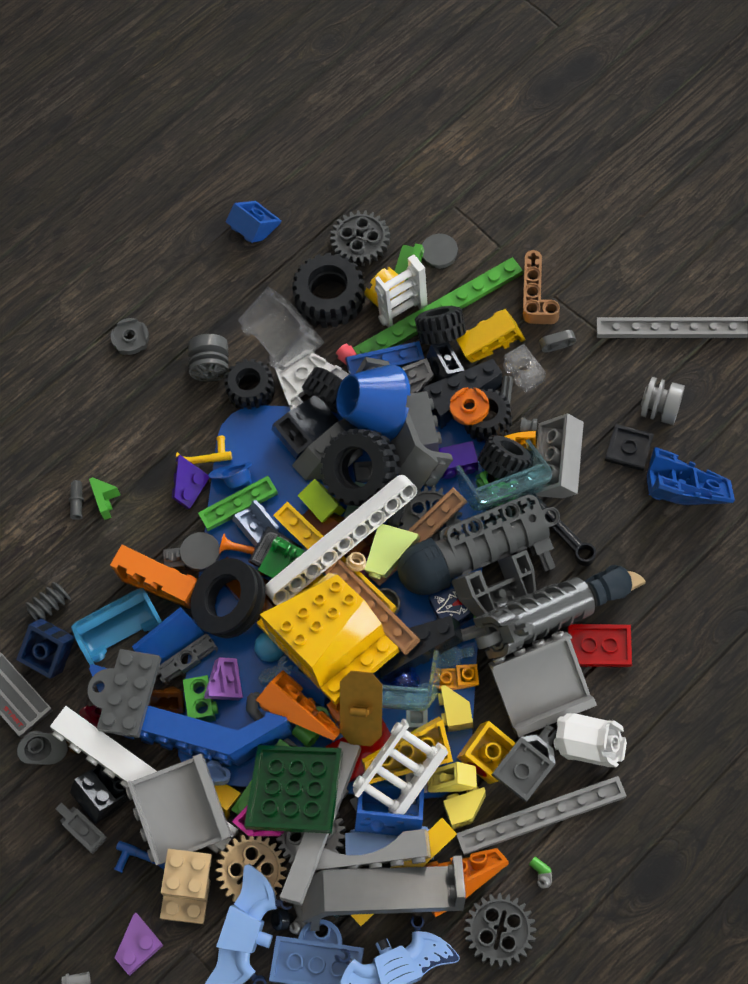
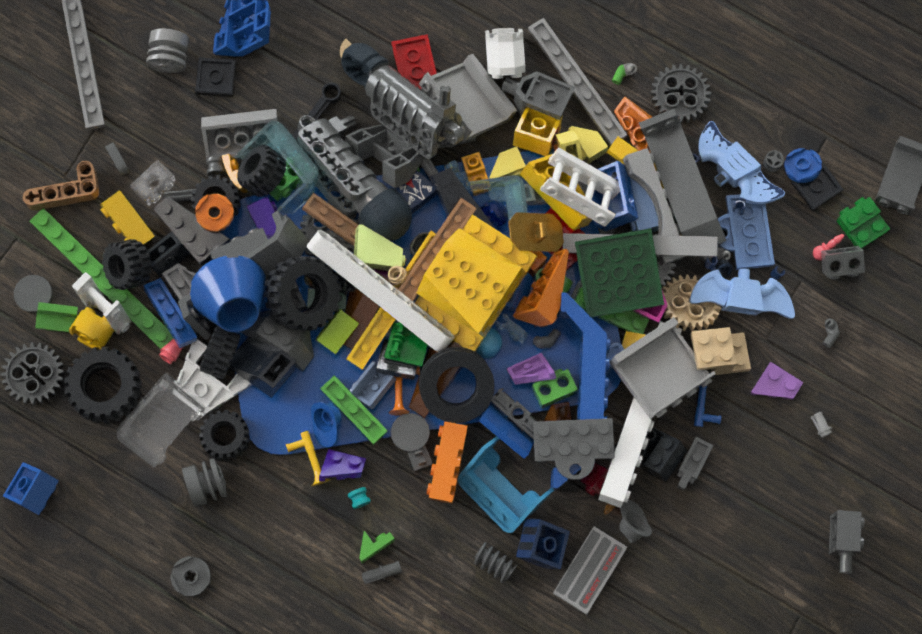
camera: 115 degrees left, 10 degrees up
(152, 493) = (359, 498): none -> teal wheel

